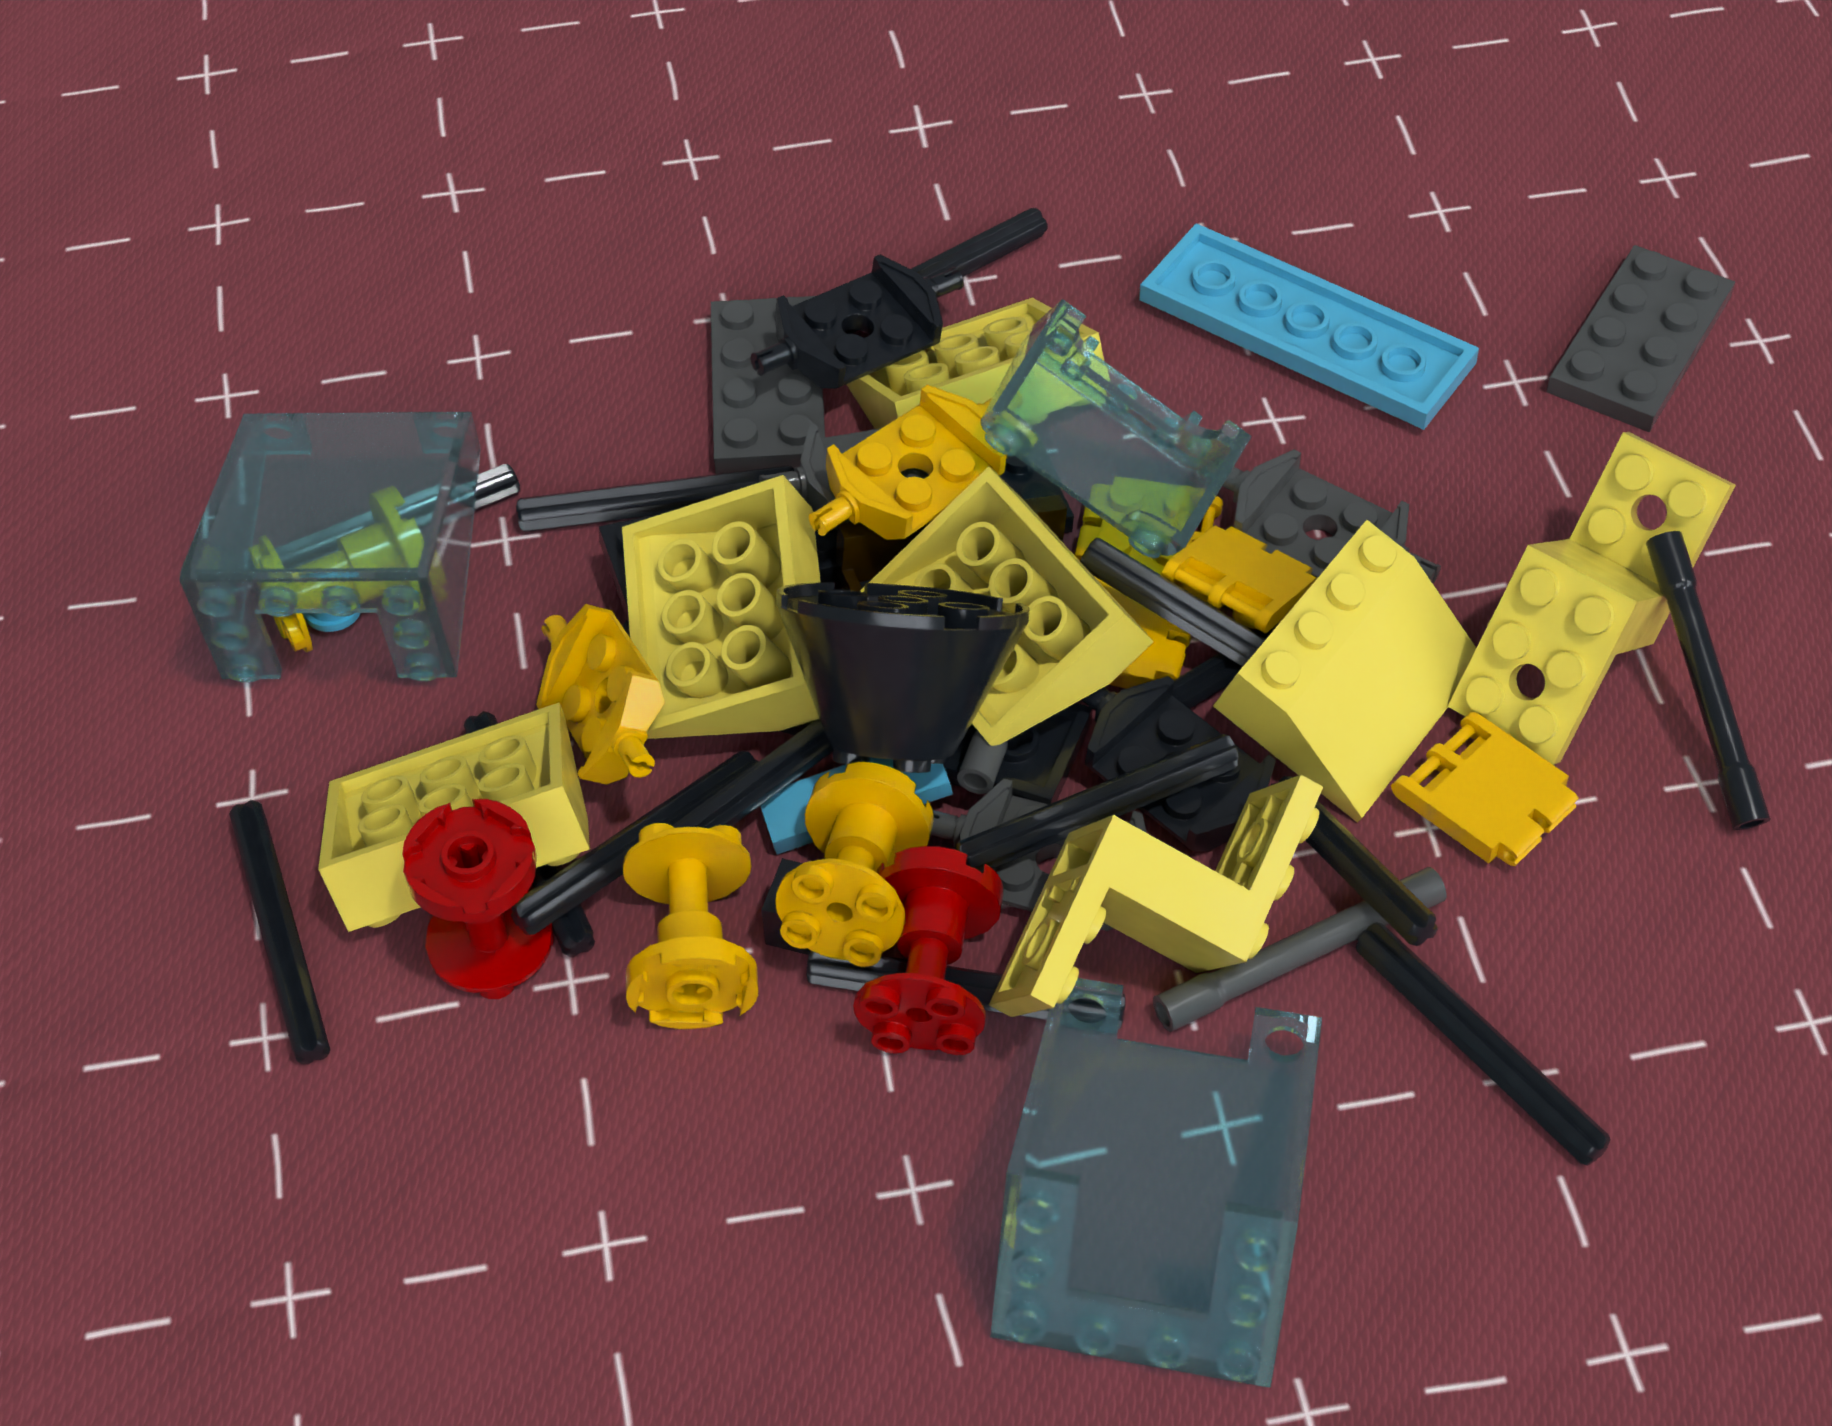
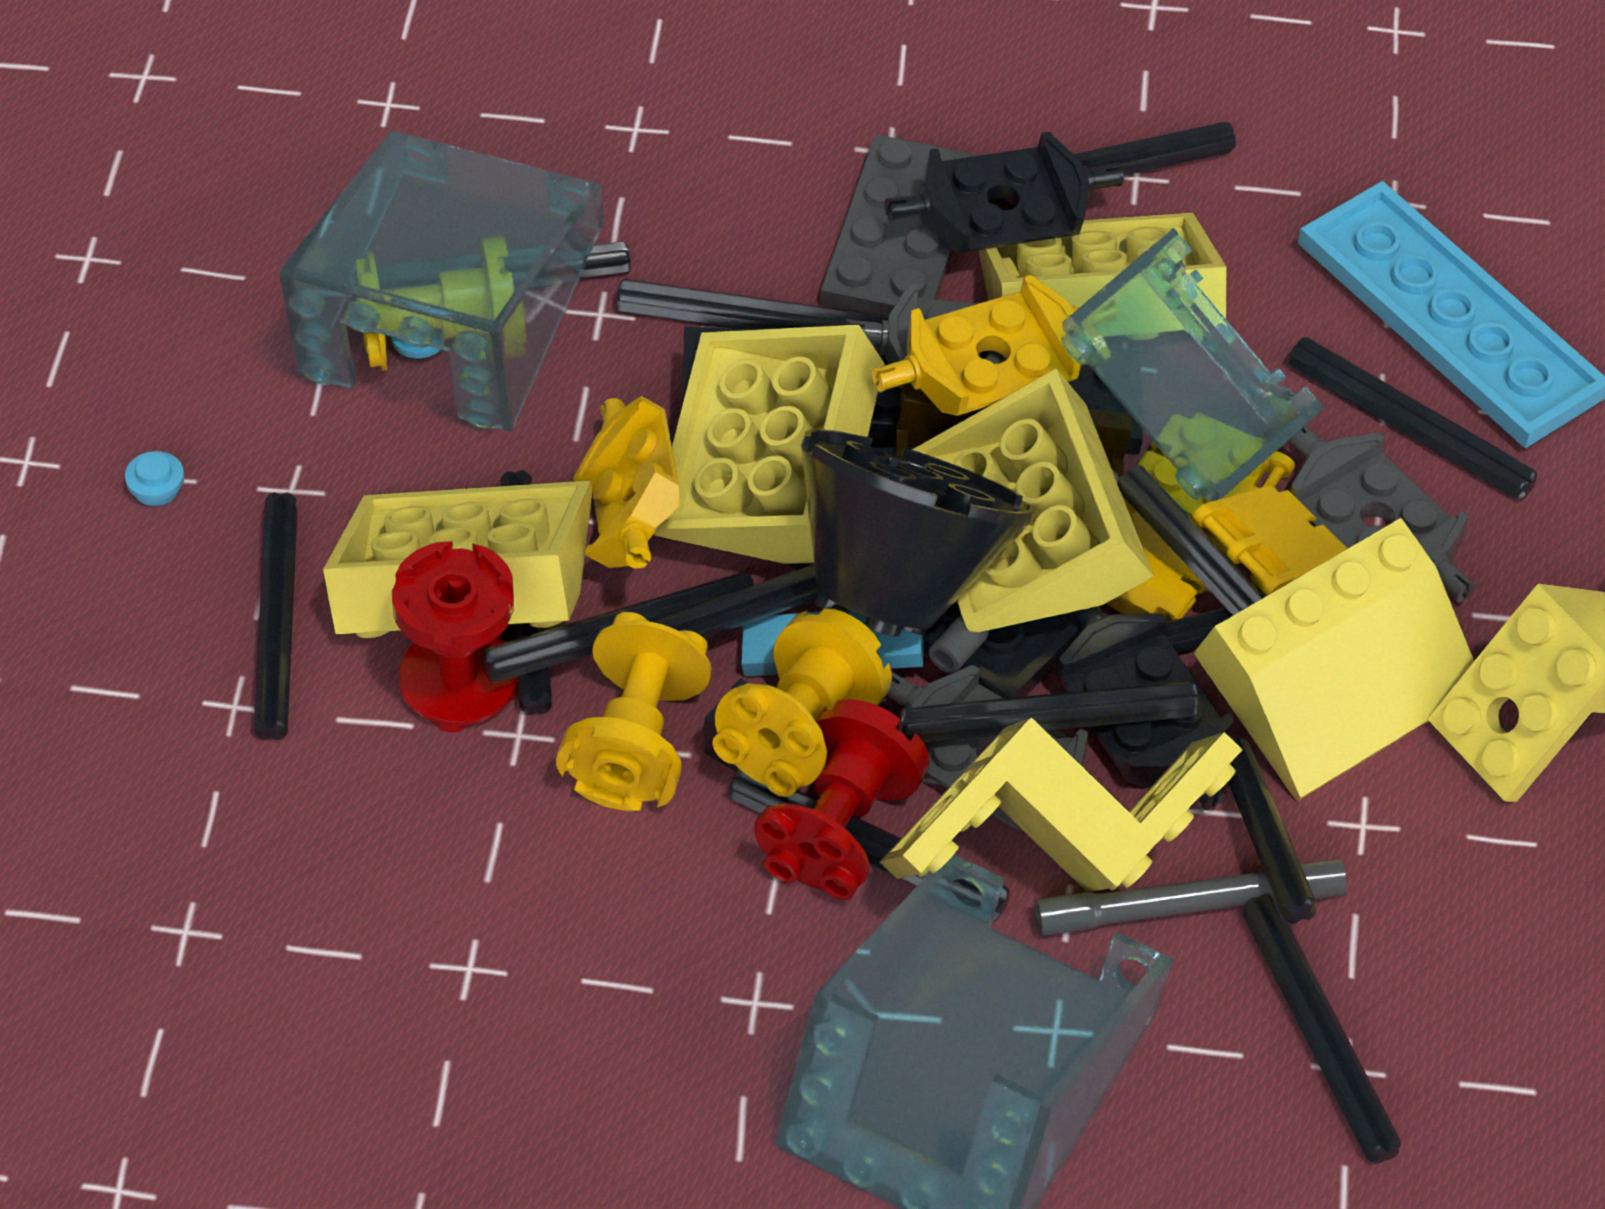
camera: 15 degrees right, 0 degrees up
(106, 824) = (154, 478): none -> medium azure plate
(1313, 429) = (1413, 418): none -> black axle
(1491, 795) = (1429, 809): yellow plate -> none

